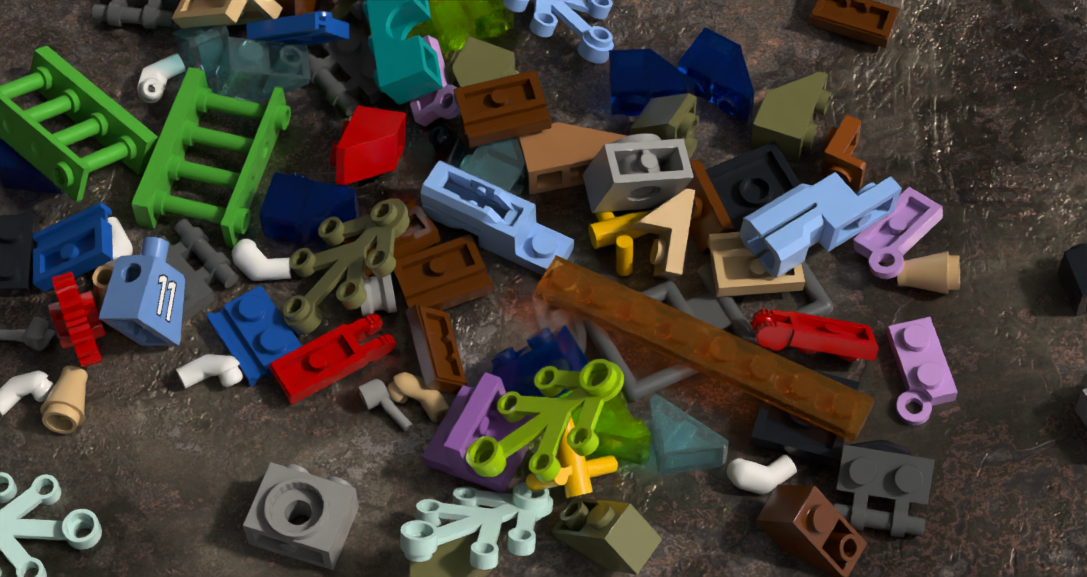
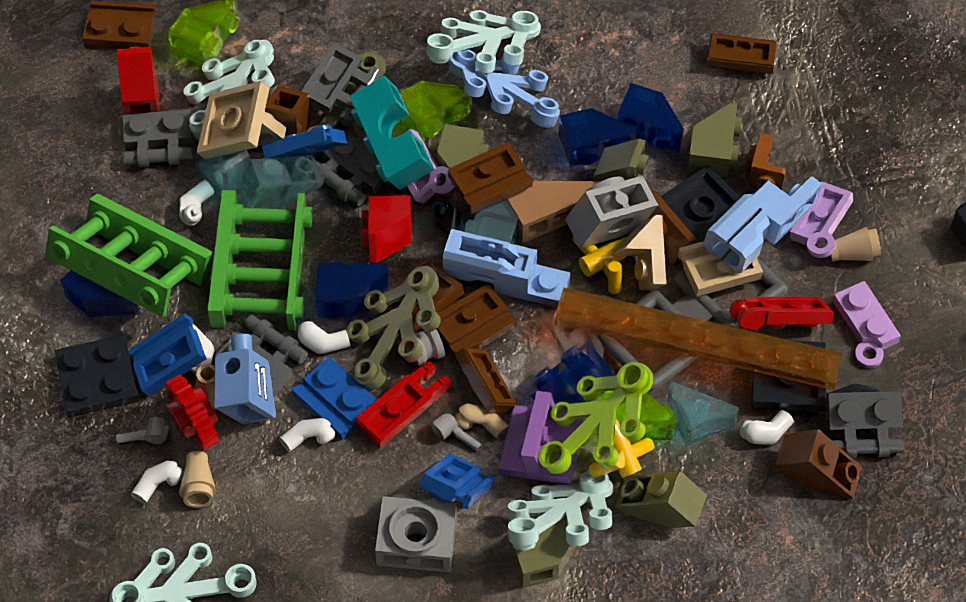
camera: 15 degrees left, 0 degrees up
(366, 461) = (456, 479): none -> blue plate

